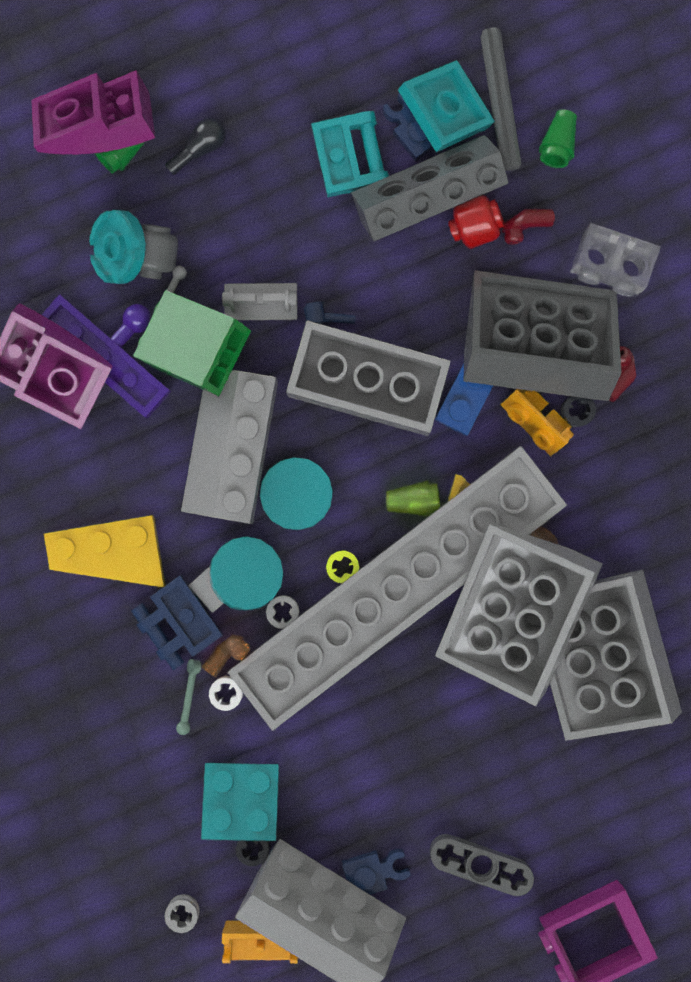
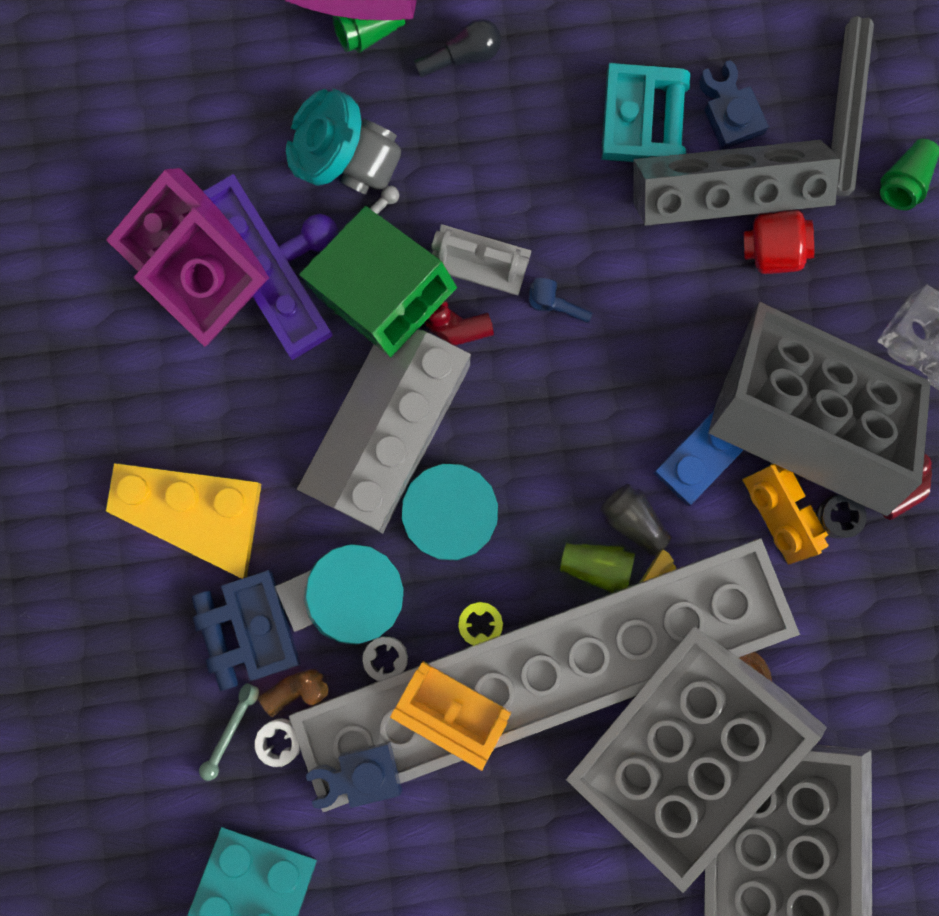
camera: 15 degrees right, 5 degrees down
(259, 359) = (457, 330): none -> dark red arm
(293, 696) = (364, 775): none -> dark blue plate
(340, 635) = (451, 715): none -> light orange hinge
(368, 378) = (587, 393): light grey brick -> none
(431, 458) = (634, 517): none -> clear smoke cone
(446, 105) = (782, 90): teal plate -> none
(524, 220) = (838, 259): dark red arm -> none

